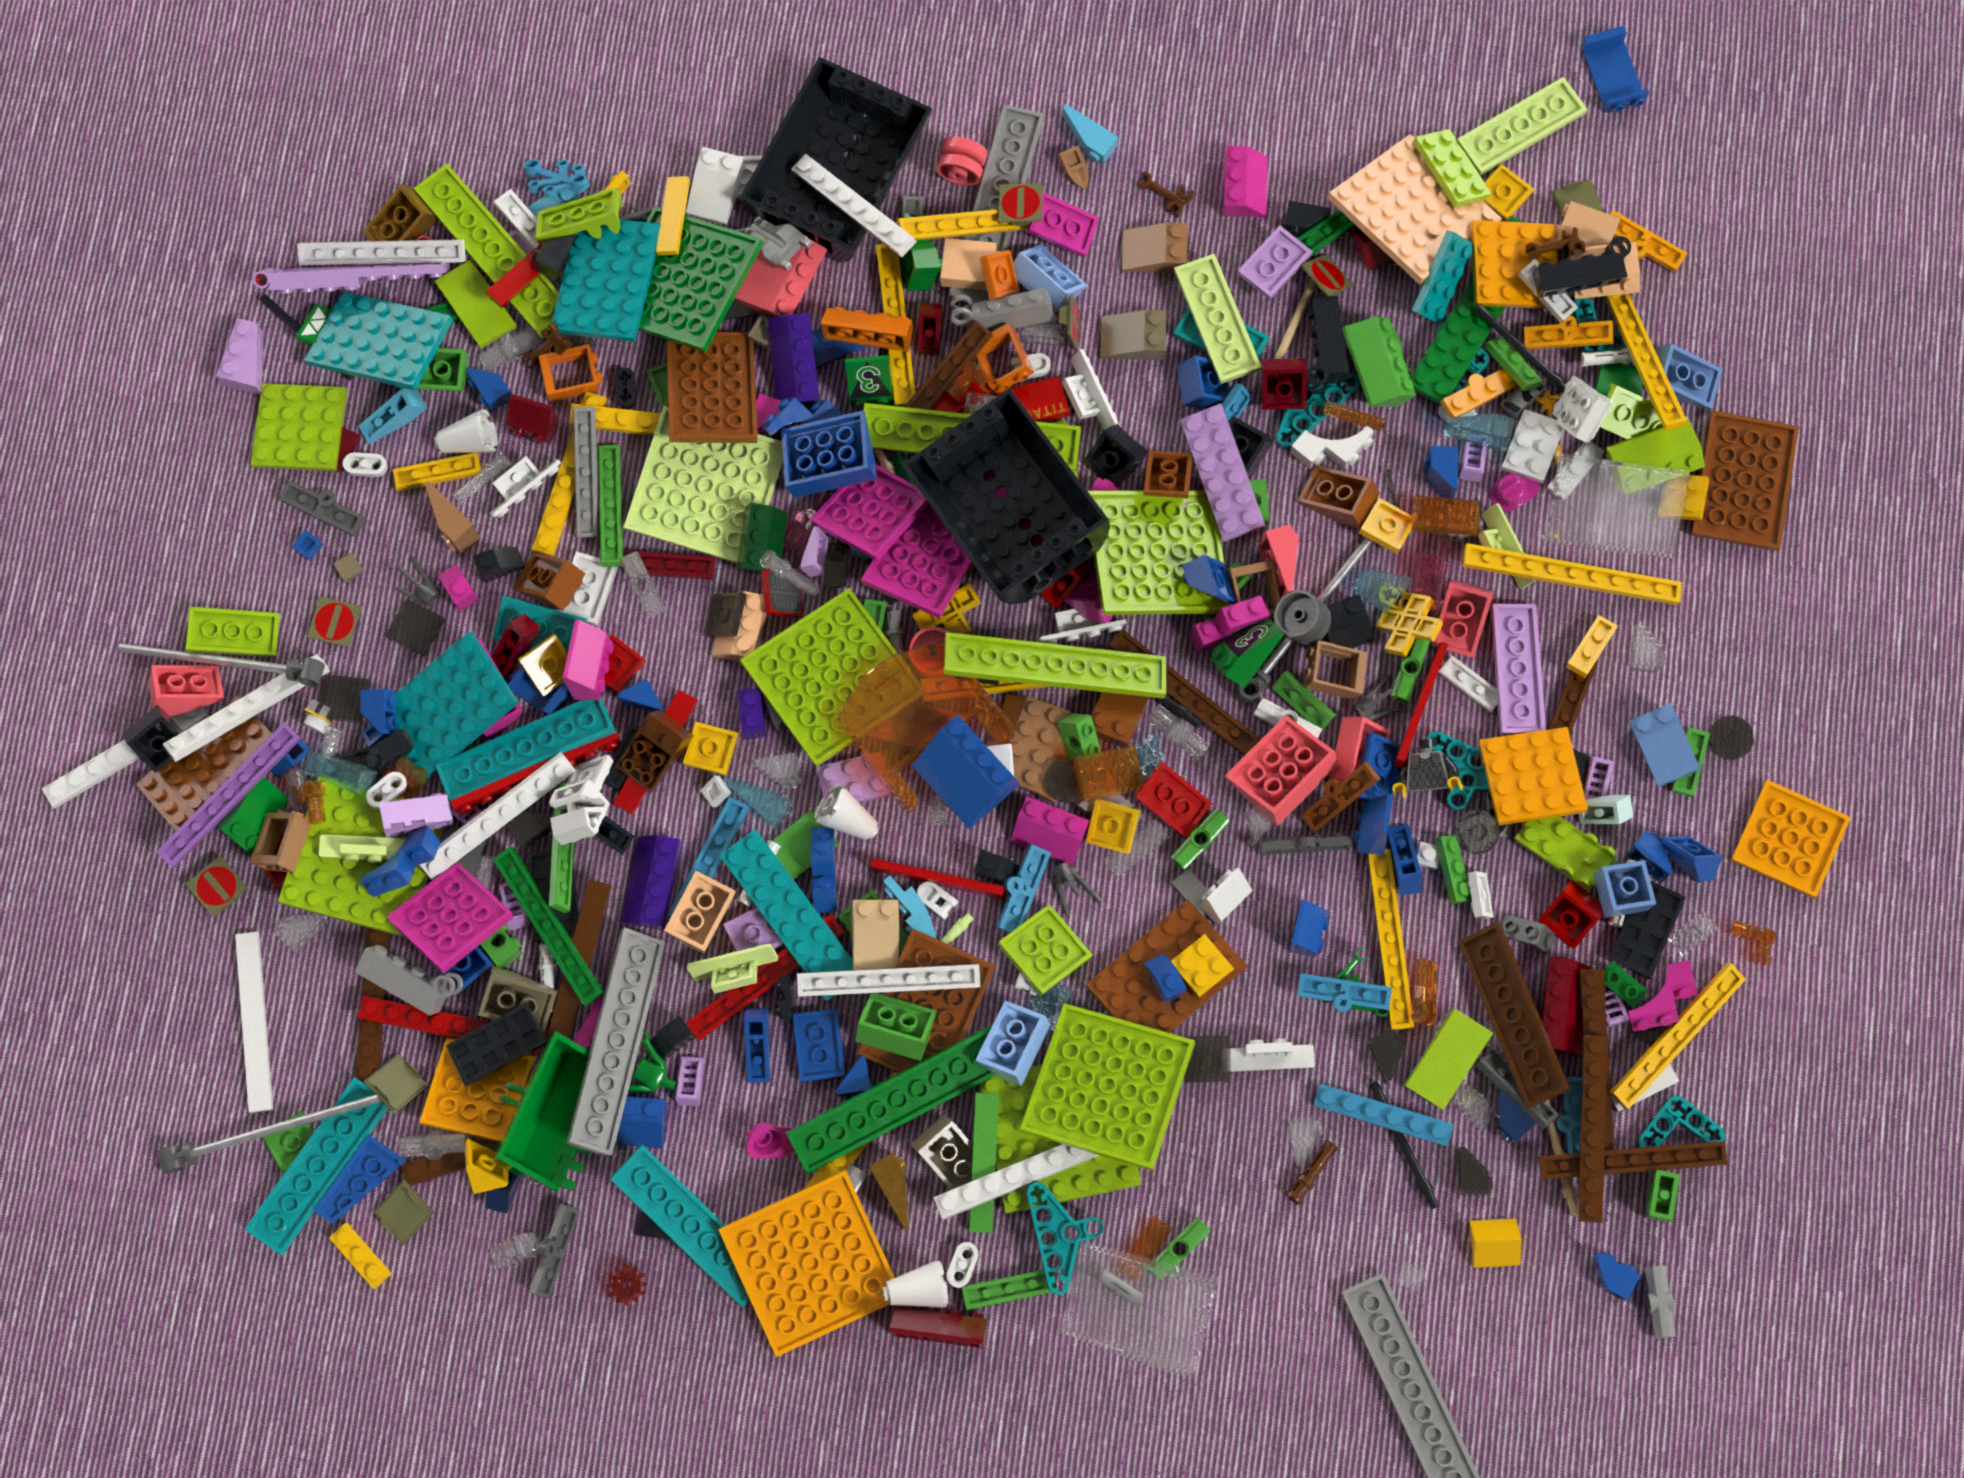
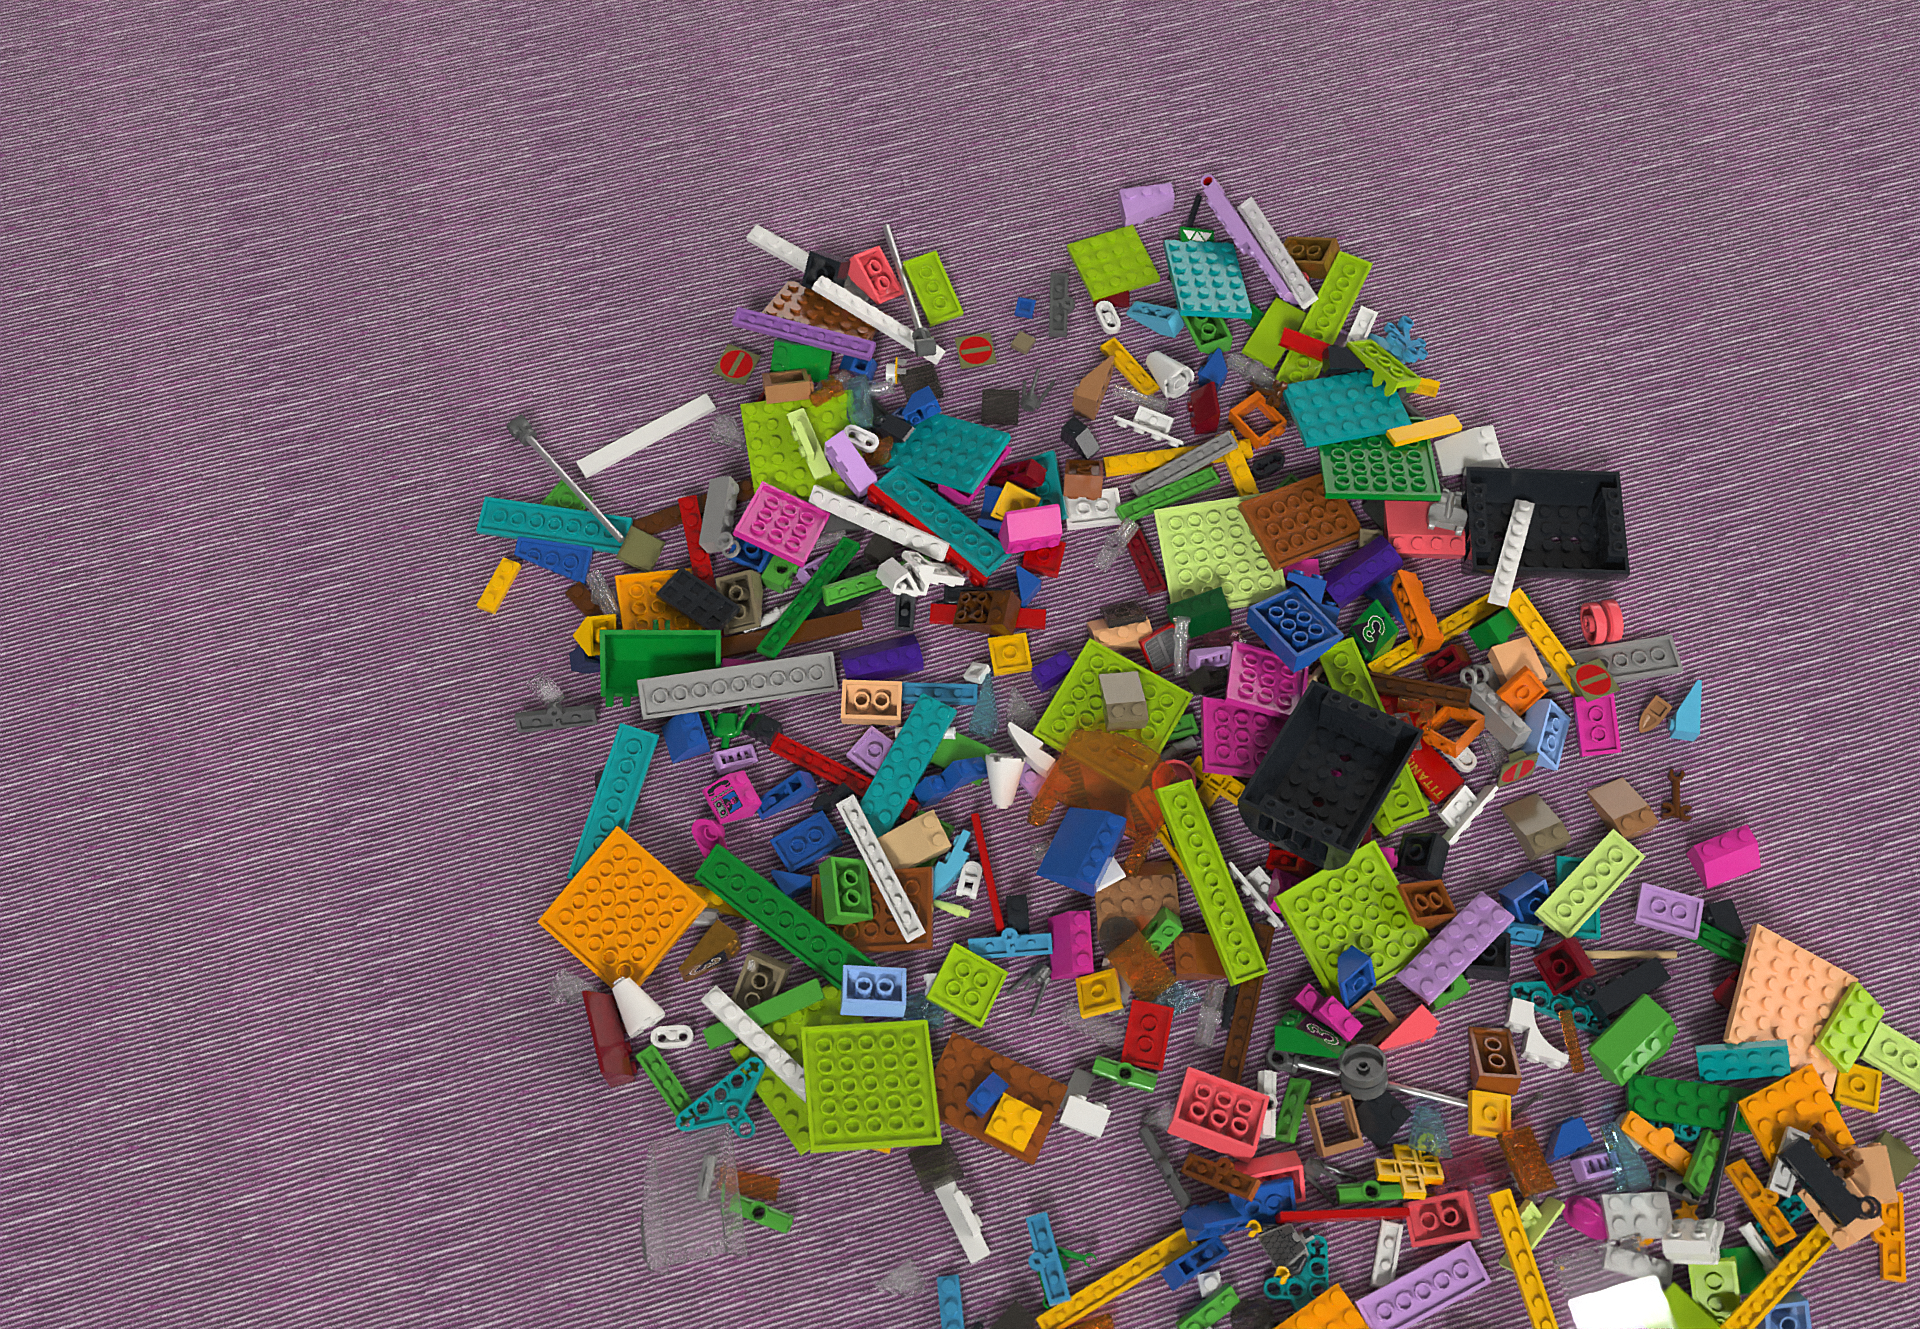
camera: 60 degrees right, 10 degrees down
(398, 870) = (802, 471): blue arch -> none
(403, 1212) = (543, 599): olive piece -> none
(458, 587) = (1045, 421): dark pink slope -> none
(633, 1291) = (544, 789): clear red gear -> none
(734, 968) = (837, 747): yellowish green bracket -> none
(737, 1100) = (732, 797): none -> dark pink slope
(825, 659) = (1123, 701): none -> dark tan slope
(829, 774) = (1032, 749): none -> white slope
(864, 1349) = (569, 987): none -> clear slope
(913, 205) = (1543, 605): light grey tile -> none
(1305, 1181) = (866, 1300): reddish brown pin -> none
(1308, 929) = (1089, 1202): blue slope -> none
(1327, 275) = (1684, 962): piece -> none

